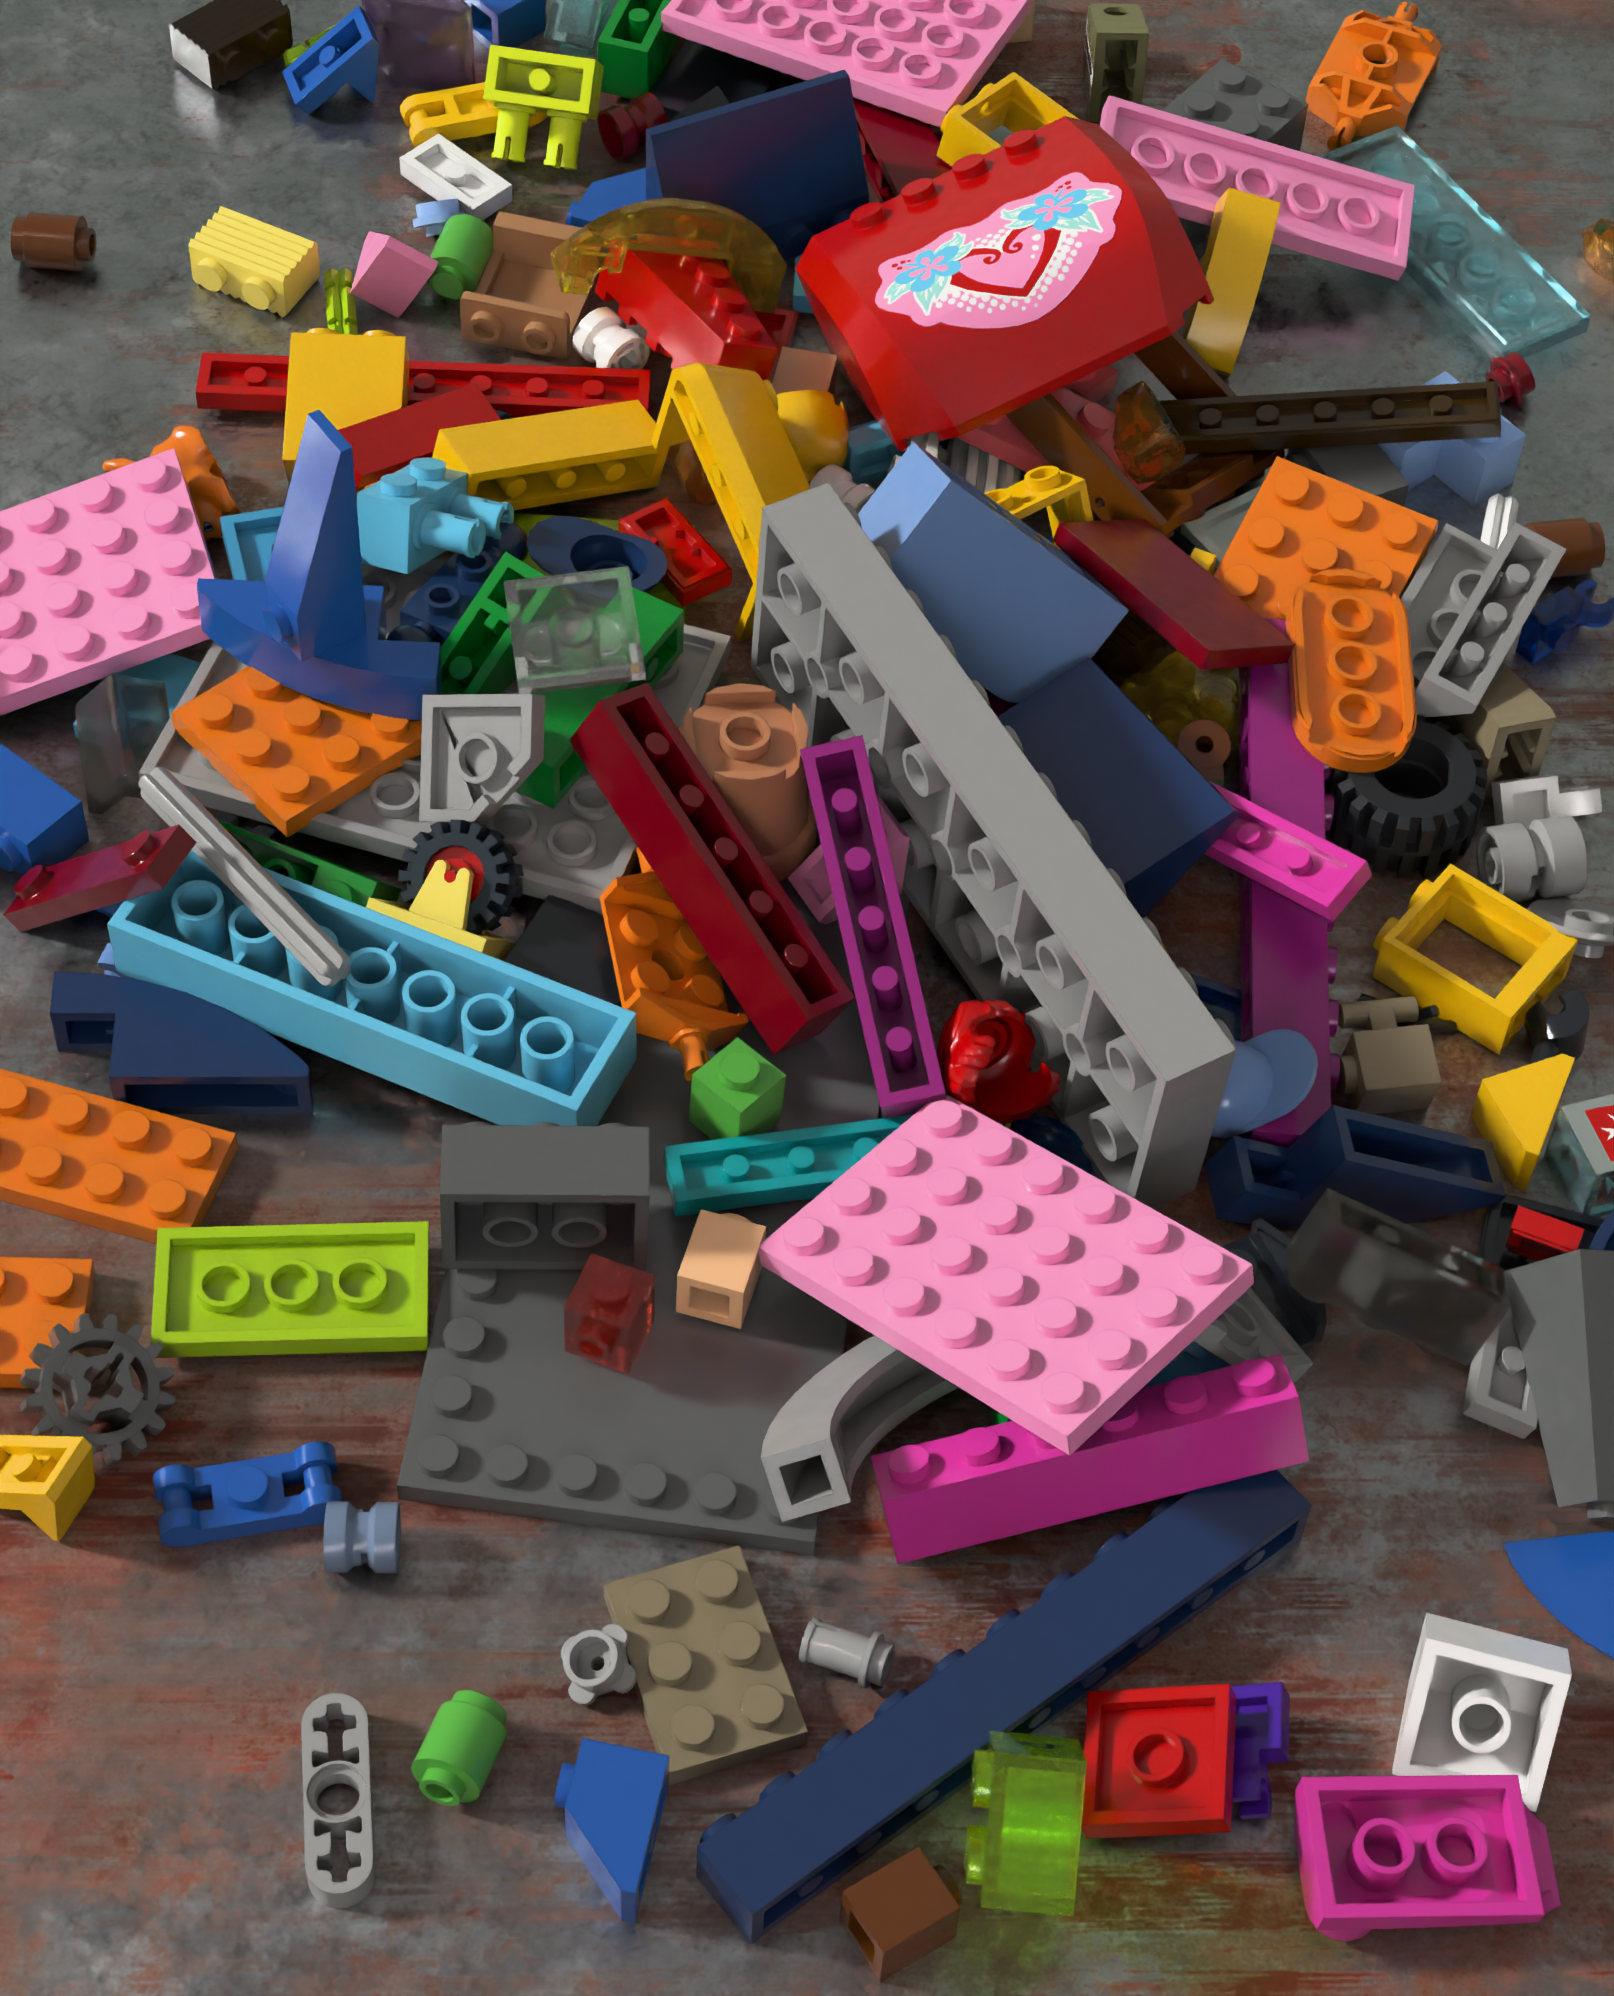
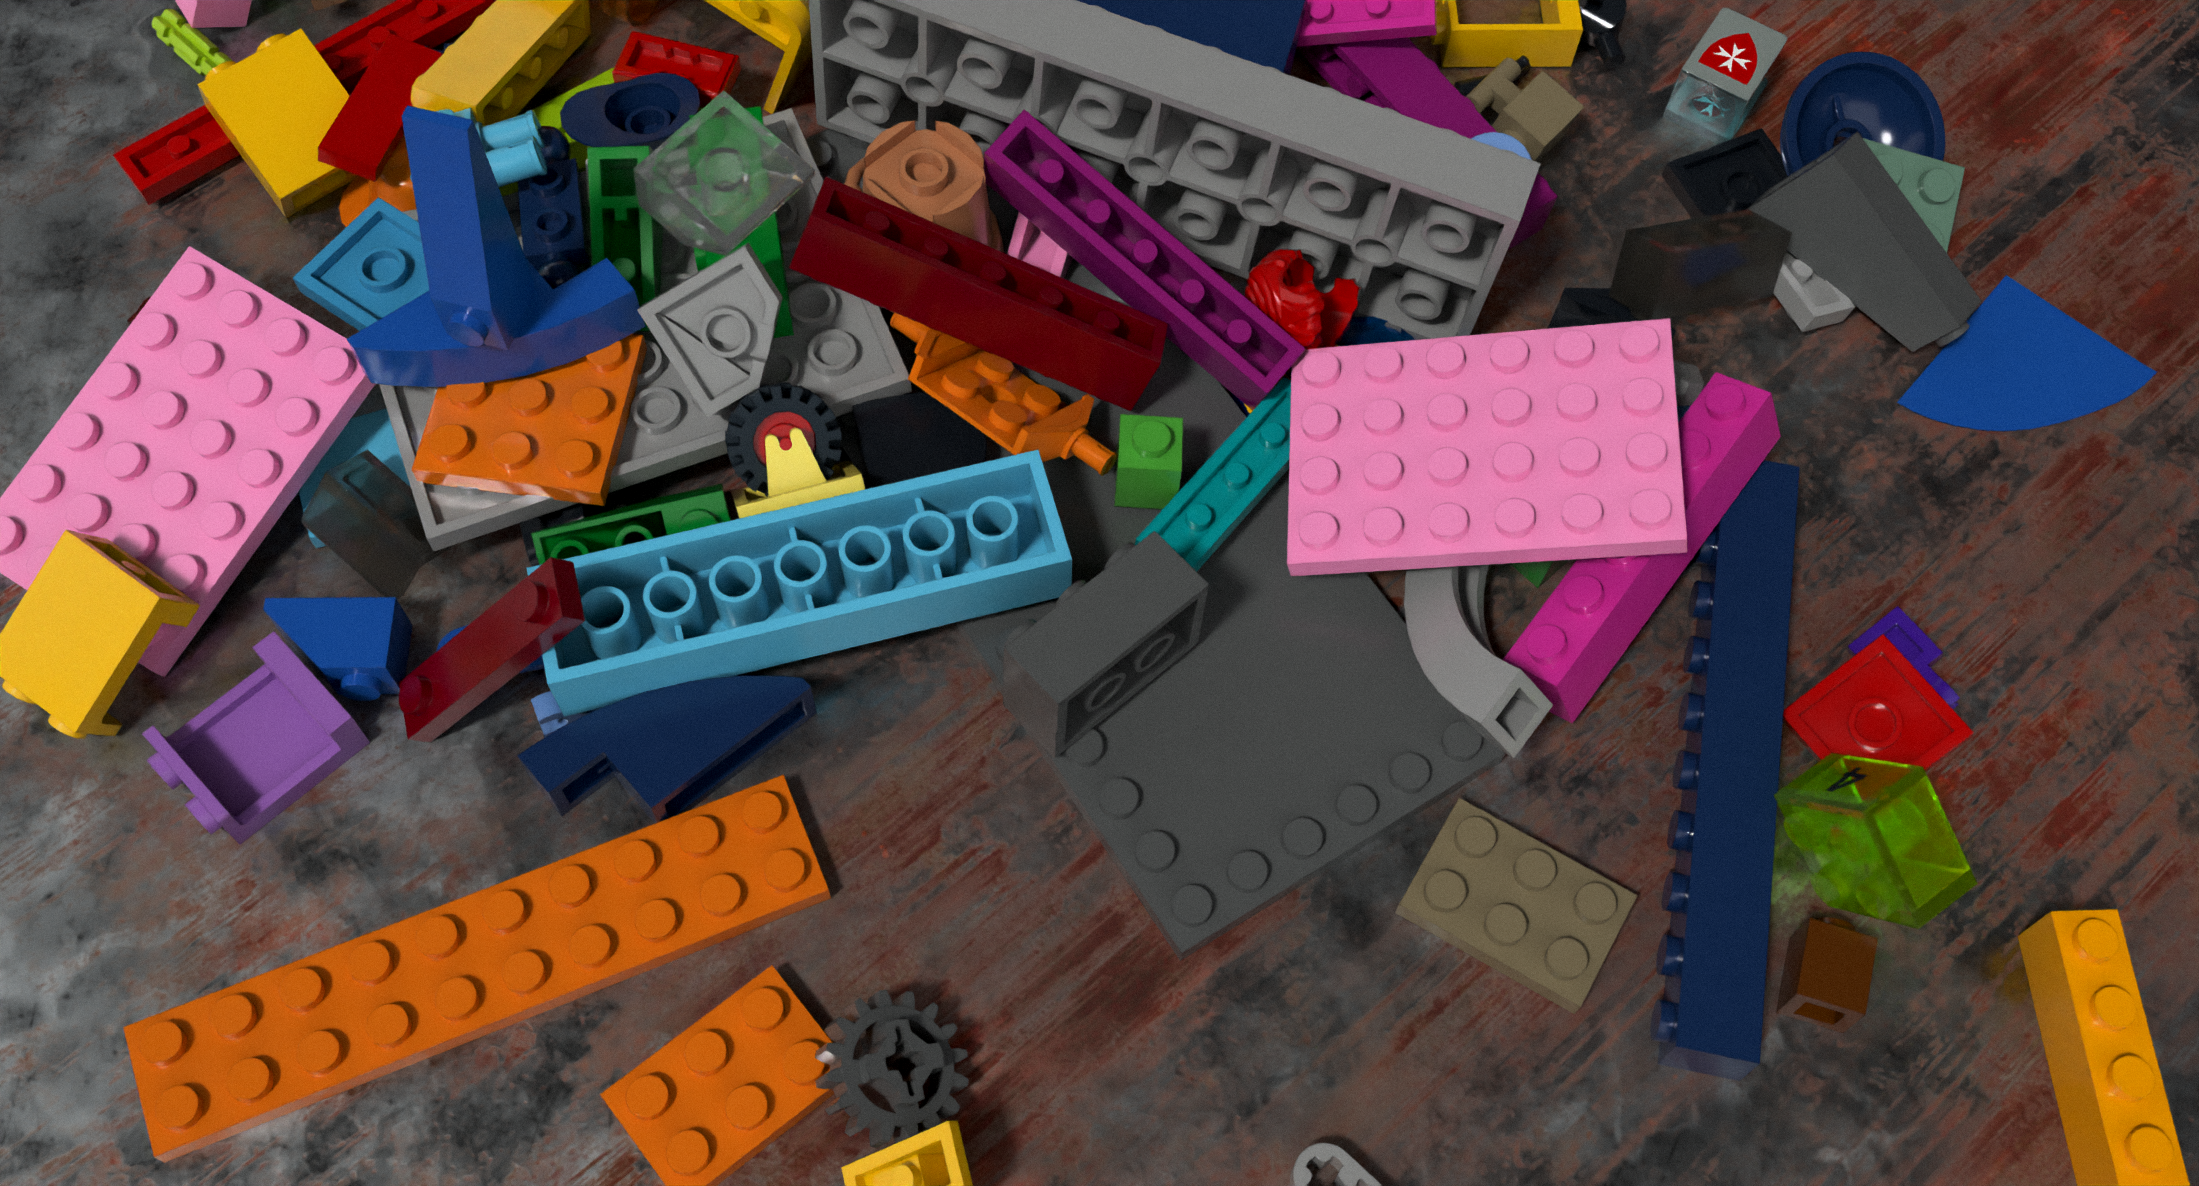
camera: 40 degrees left, 10 degrees up
(203, 476) = (245, 261): orange animal -> none
(246, 878) = (630, 561): light grey axle -> none
(246, 1496) = (1077, 1053): blue plate -> none
(253, 261) = (79, 51): light yellow brick -> none
(291, 1289) = (949, 865): lime plate -> none
(362, 1537) = (1194, 1018): sand blue wheel -> none
(460, 1748) = (1428, 1115): bright green brick -> none
(579, 1657) = (1473, 966): light grey plate -> none
(609, 1313) = (1225, 697): clear red brick -> none
(614, 1816) = (1587, 1074): blue slope -> none
(720, 1268) = (1264, 600): light nougat brick -> none
(847, 1652) = (1605, 814): light grey pin -> none
(1364, 1156) = (1585, 215): dark blue slope -> none
(1420, 1853) = (2076, 660): dark pink slope -> none
(1482, 1705) = (2012, 524): white slope -> none
(1517, 1112) = (1644, 99): yellow slope -> none
(1541, 1236) = (1765, 168): red tile -> none

